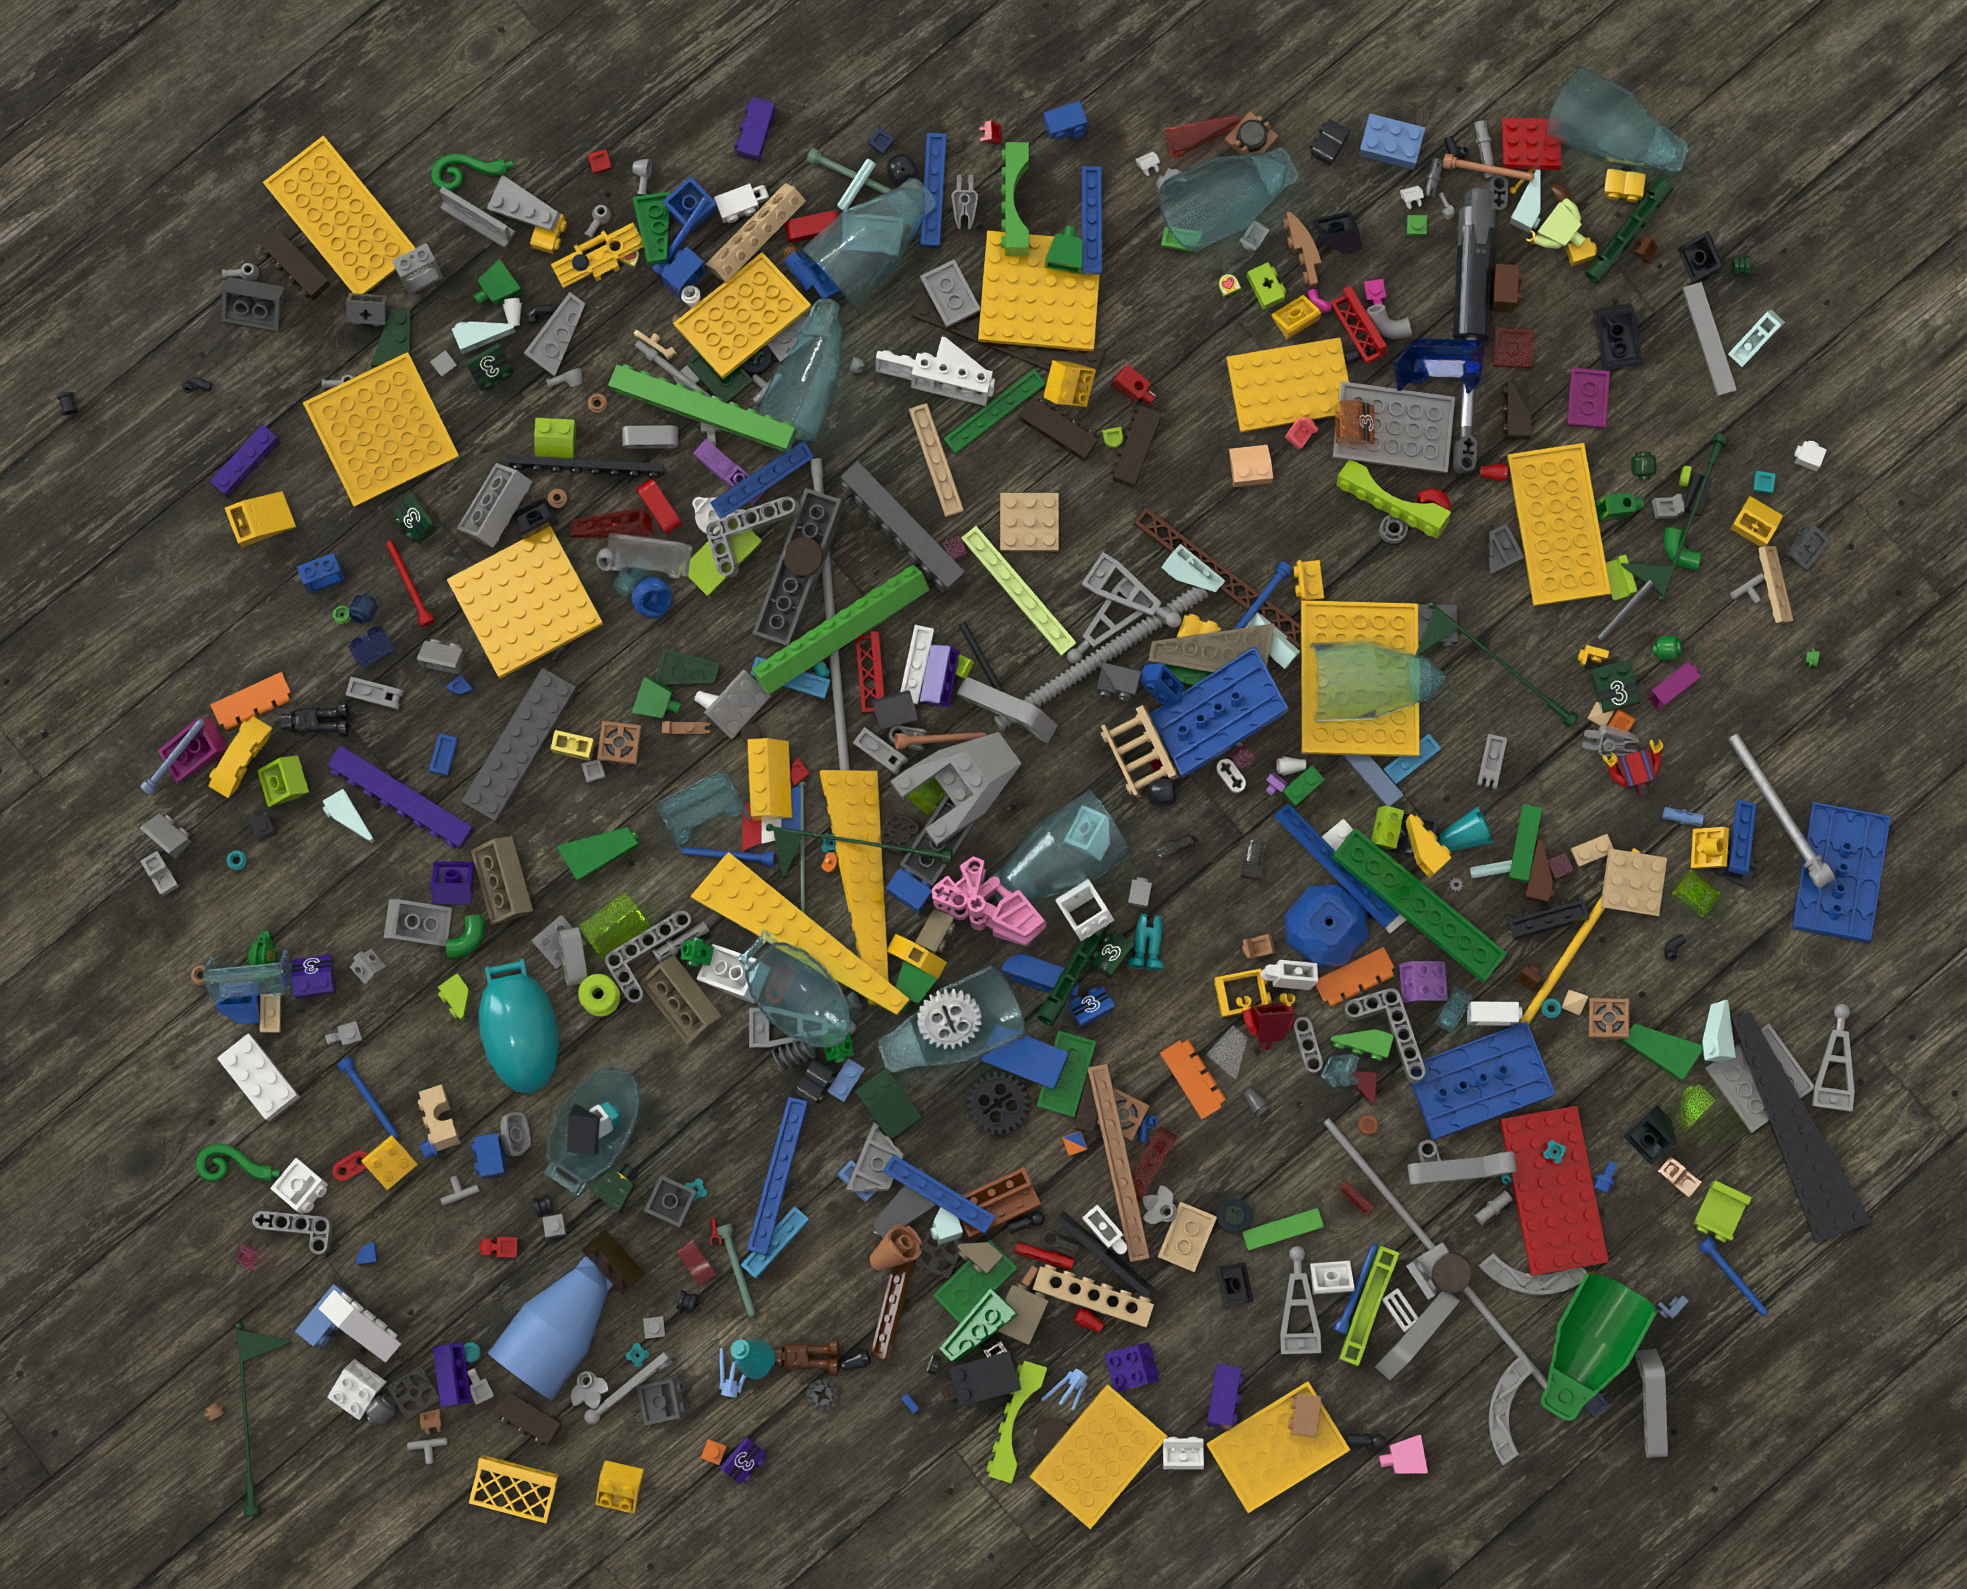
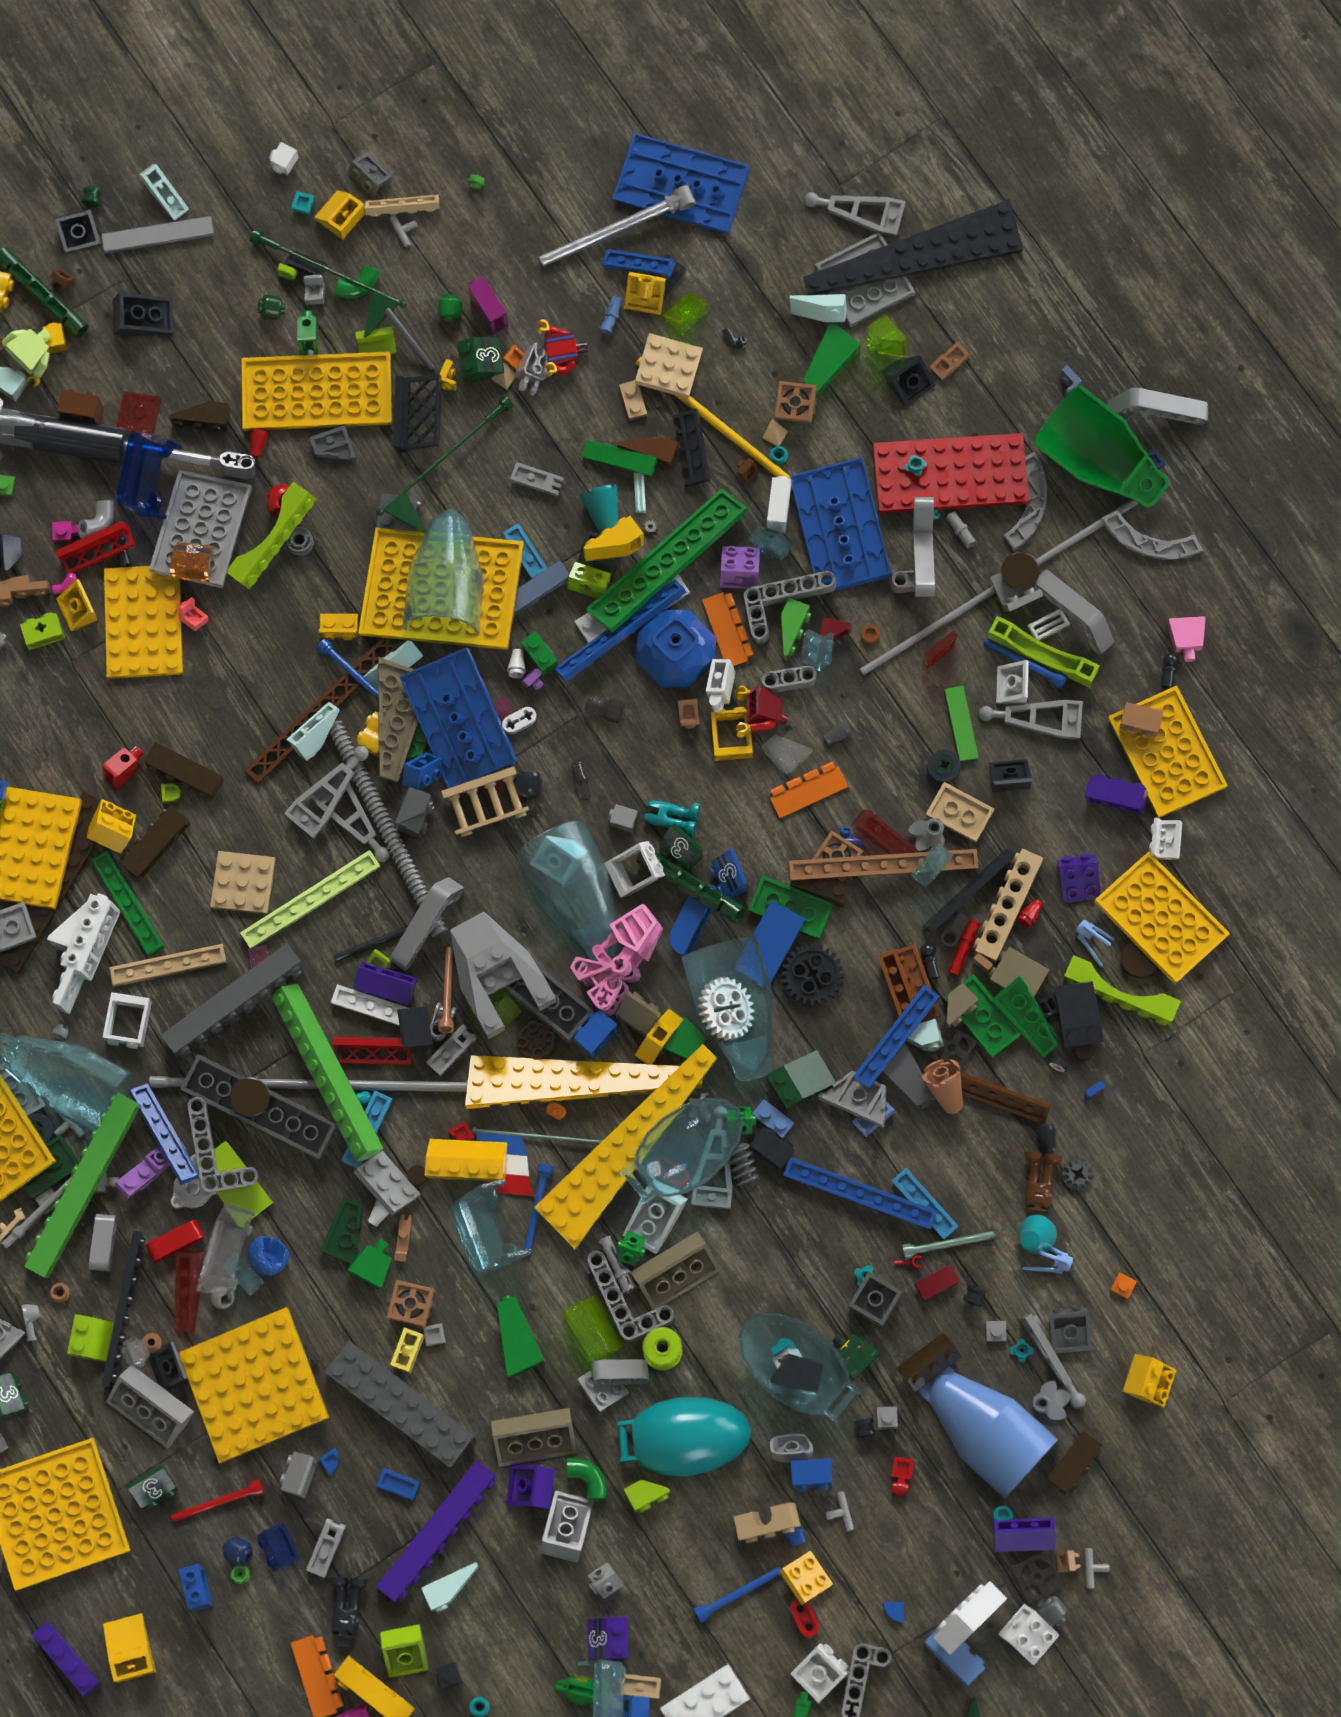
camera: 80 degrees left, 5 degrees down
(347, 1034) = (670, 1610): light grey plate -> none
(479, 1389) = (1039, 1508): light grey plate -> none
(513, 1471) = (1126, 1478): yellow fence -> none
(544, 483) = (135, 1352): none -> clear head
(743, 1460) = (1135, 1255): dark purple slope -> none
(788, 841) = (531, 1146): dark green piece -> none
(826, 846) = (533, 1112): teal plate -> none
(874, 411) = (132, 1001): none -> white window
(1074, 1143) = (858, 907): tile -> none
(1105, 1229) = (945, 886): white brick -> none
(1123, 1211) = (931, 864): none -> clear light blue slope
(1228, 284) = (34, 667): tile -> none
(1251, 466) = (218, 666): light nougat slope -> none
(1541, 614) = (402, 415): none -> black fence
(1559, 865) = (644, 429): clear pink plate -> none
(1588, 398) = (198, 350): magenta tile -> none
(1604, 1181) = (946, 426): blue piece -> none
(1709, 1247) = (1017, 343): blue piece -> none
(1721, 1211) = (985, 328): lime panel -> none

